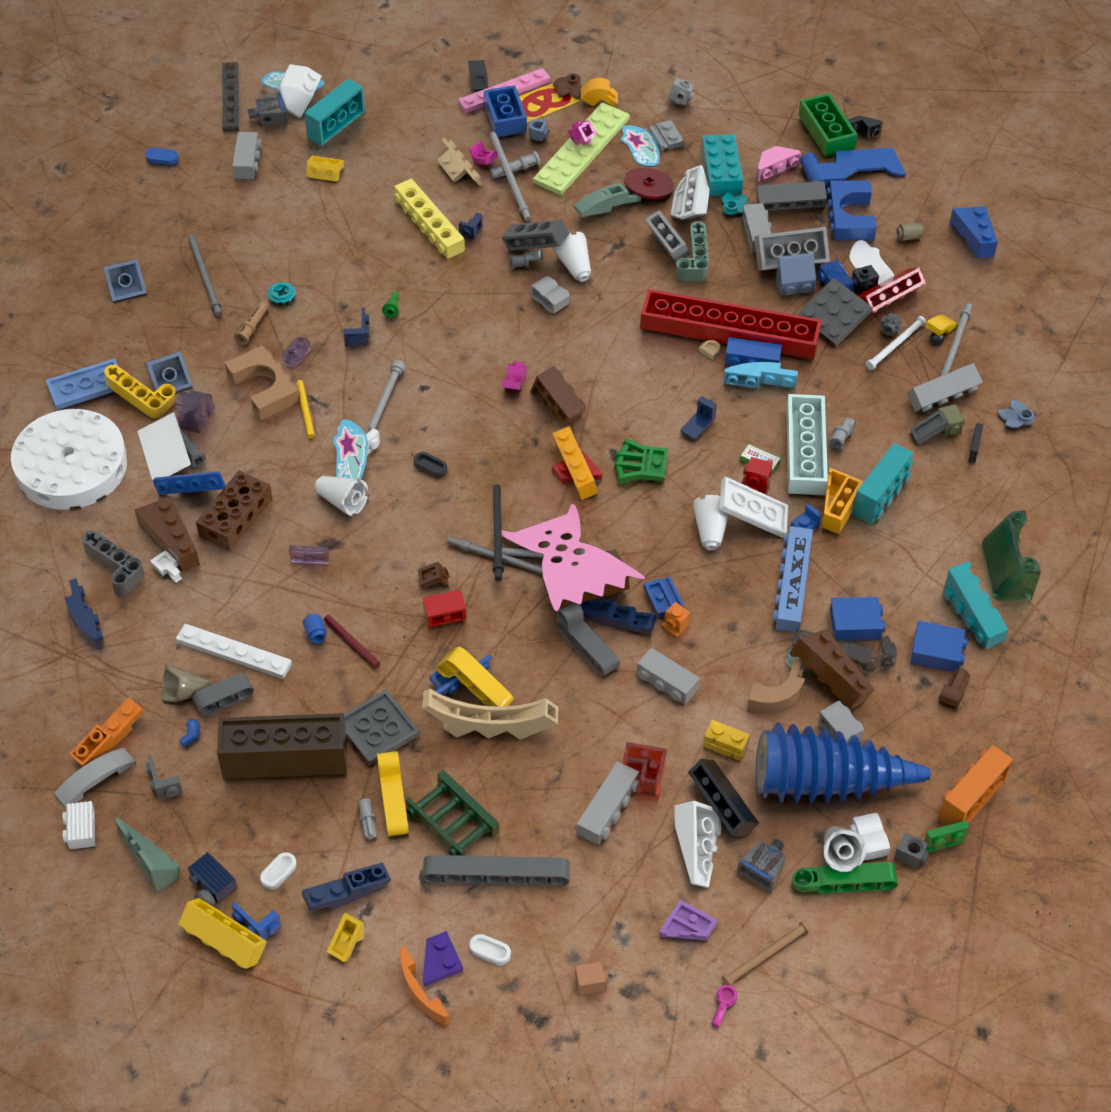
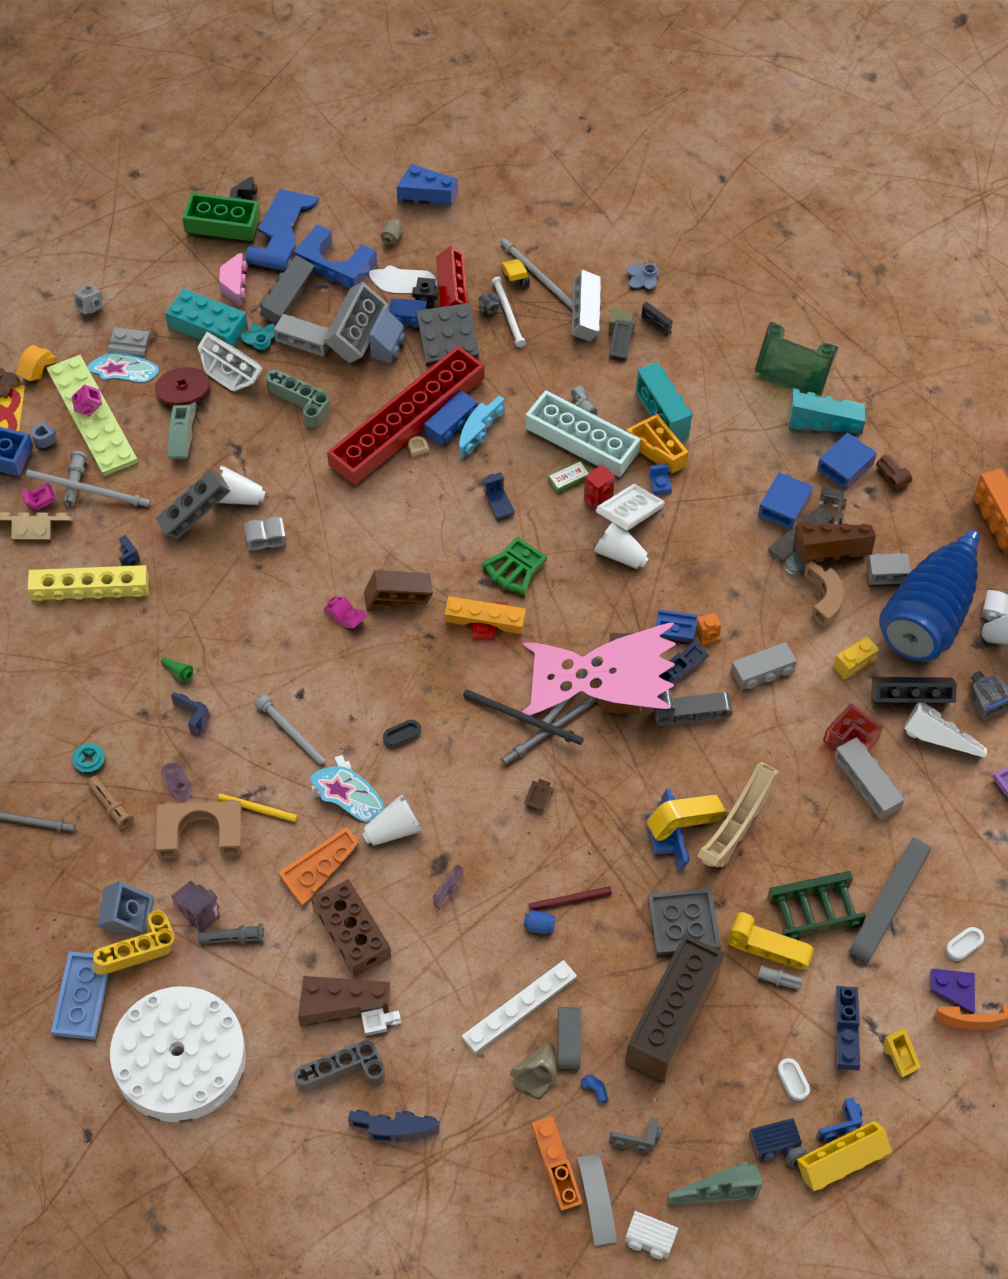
camera: 60 degrees left, 5 degrees up
(164, 447) = (222, 957): white sticker -> none
(189, 483) = (292, 950): blue bracket -> none
(276, 466) = (314, 868): none -> orange wing
(444, 608) = (586, 801): red brick -> none
(523, 260) = (203, 531): dark grey connector -> none
(667, 236) = (266, 405): light grey brick -> none
(794, 579) = (717, 521): medium blue brick -> none

